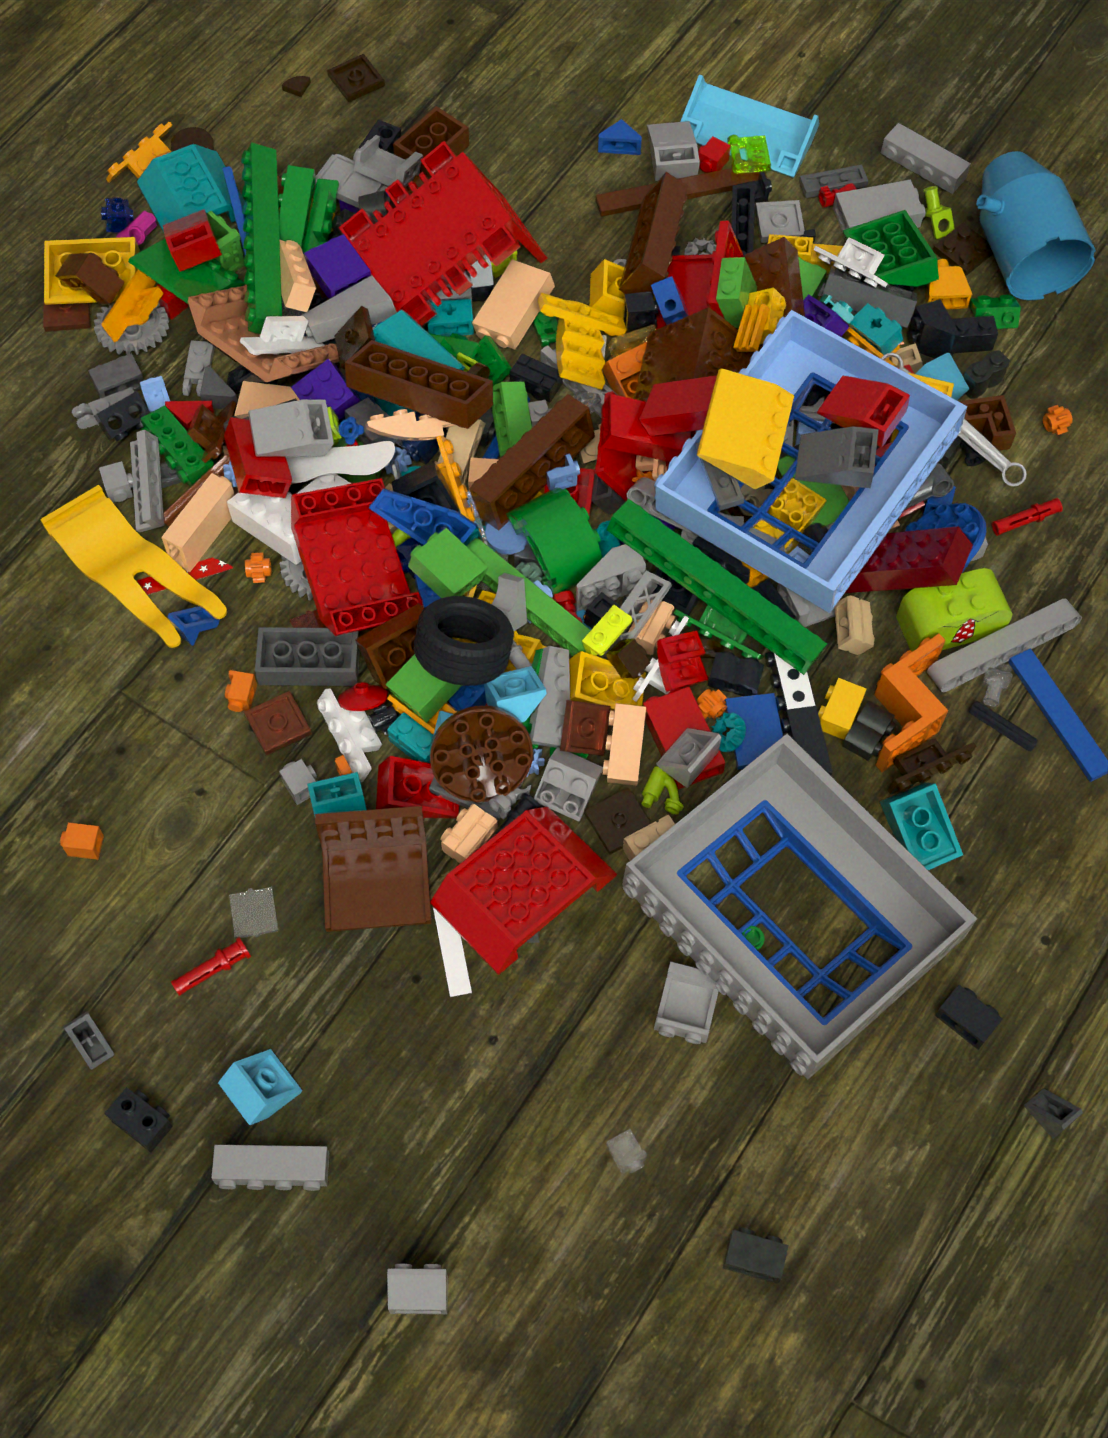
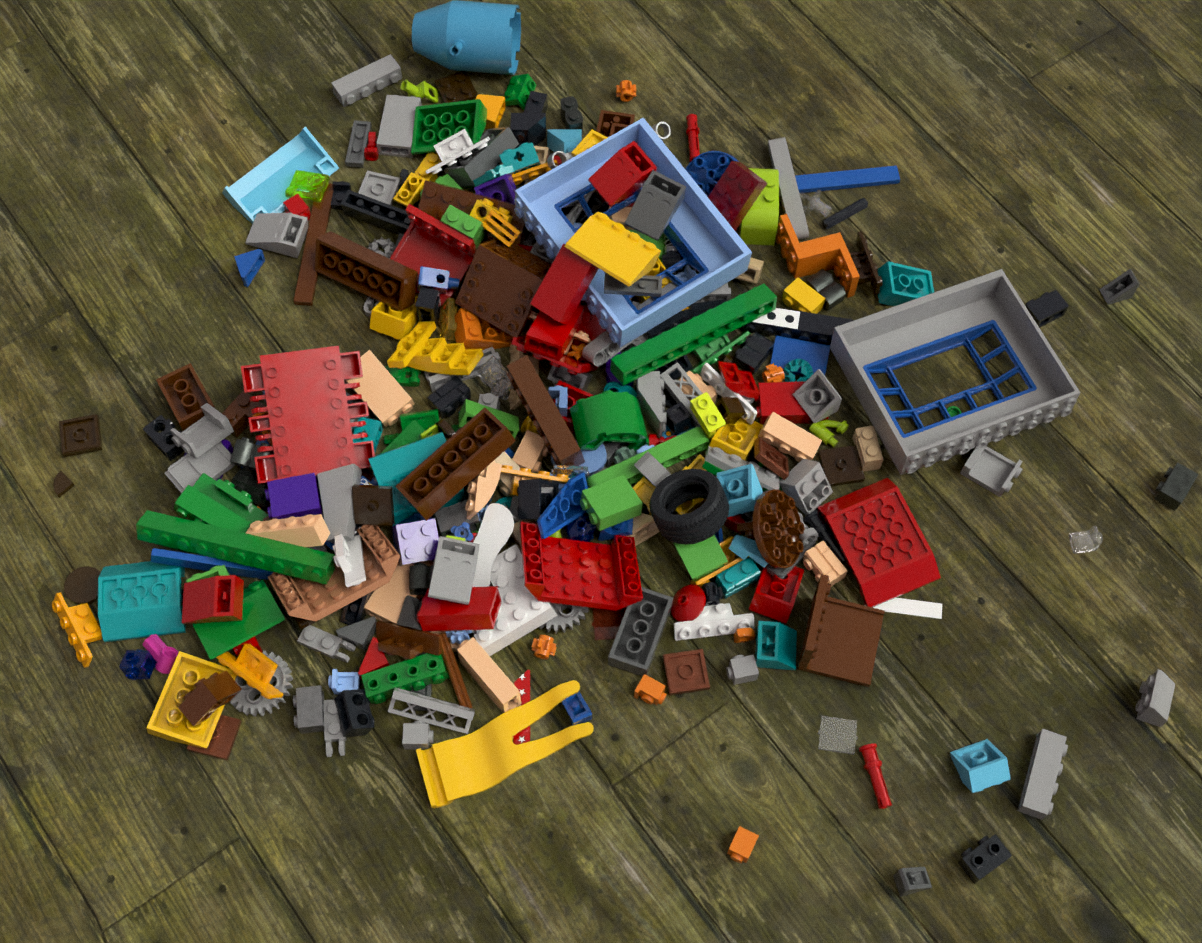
camera: 70 degrees left, 0 degrees up
(390, 645) = (658, 561): reddish brown brick -> none

